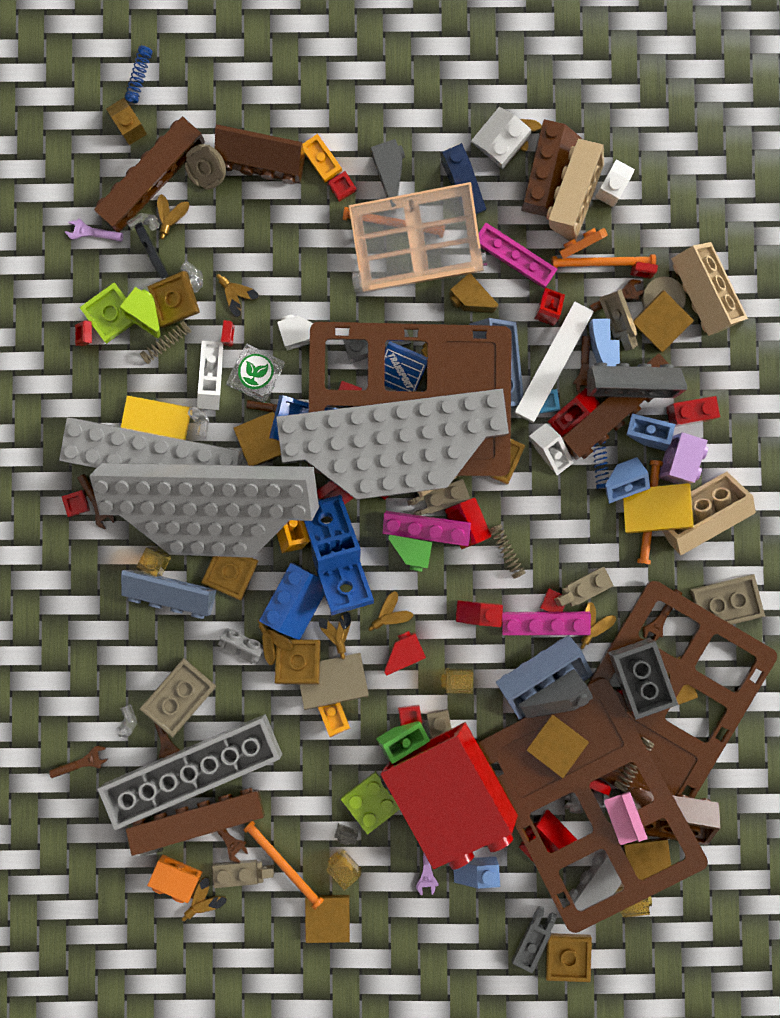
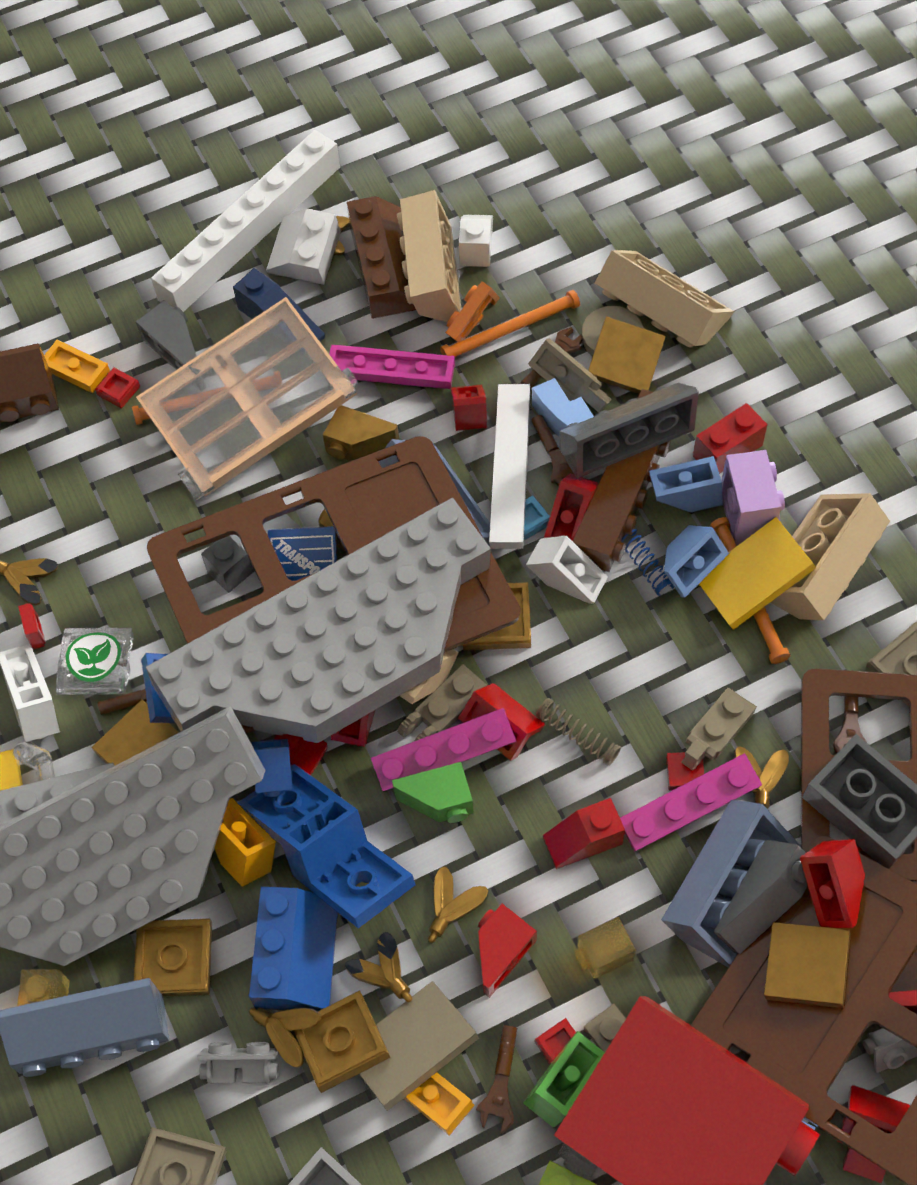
camera: 20 degrees left, 25 degrees down
(294, 331) = (130, 581): white slope -> none
(327, 497) = (276, 761): none -> blue brick
(364, 728) = (497, 1100): none -> reddish brown piece
(475, 98) = (246, 221): none -> white brick
(596, 714) = (835, 882): none -> red slope
(644, 270) = (567, 311): red tile -> none

